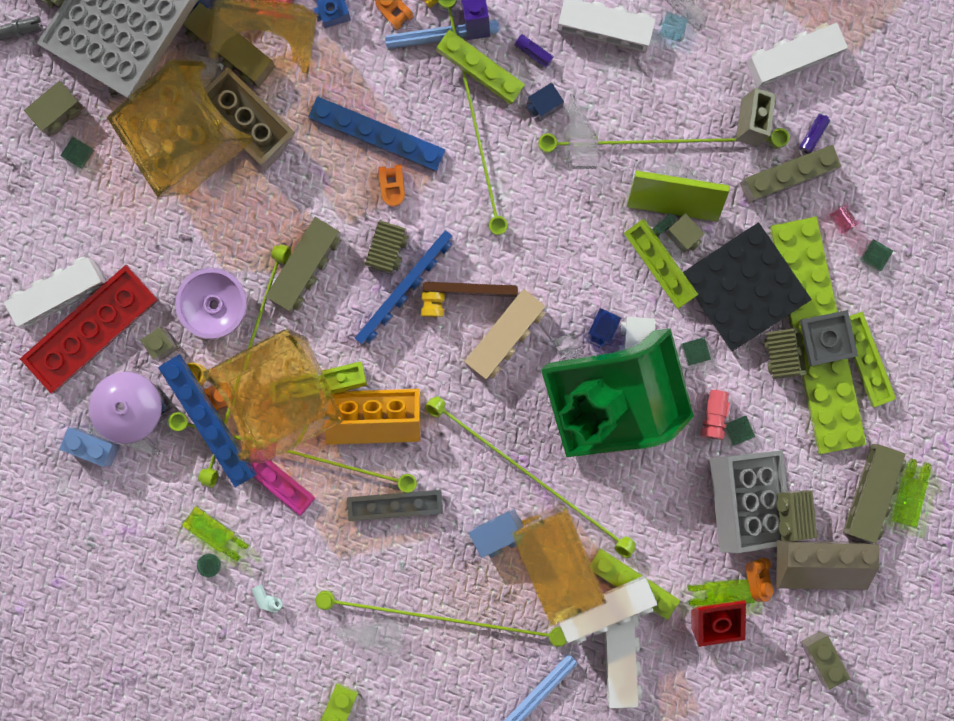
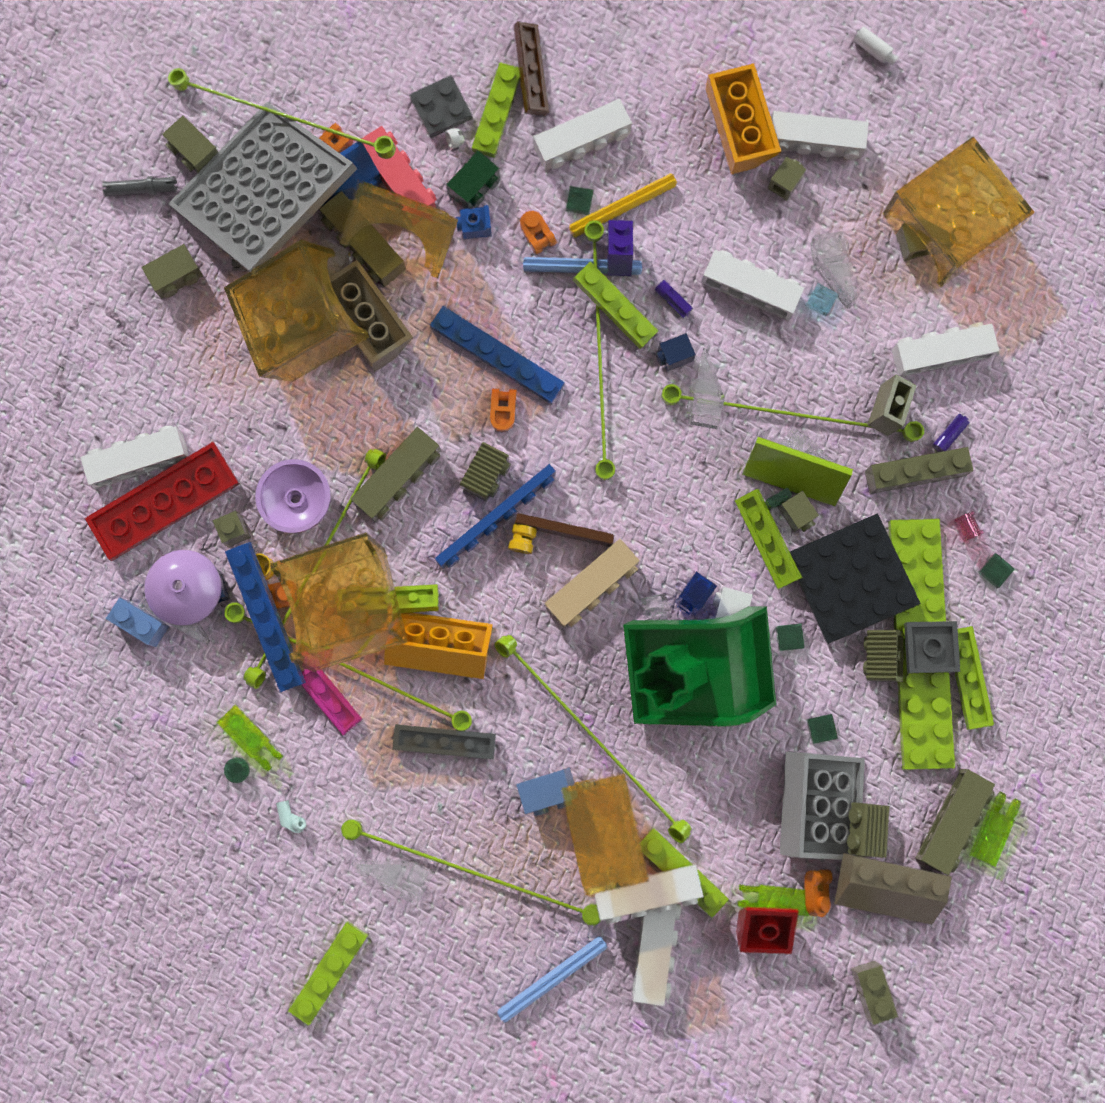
camera: 15 degrees right, 5 degrees down
(77, 152) = (186, 320): clear green tile -> none
(716, 412) = (800, 706): coral axle -> none

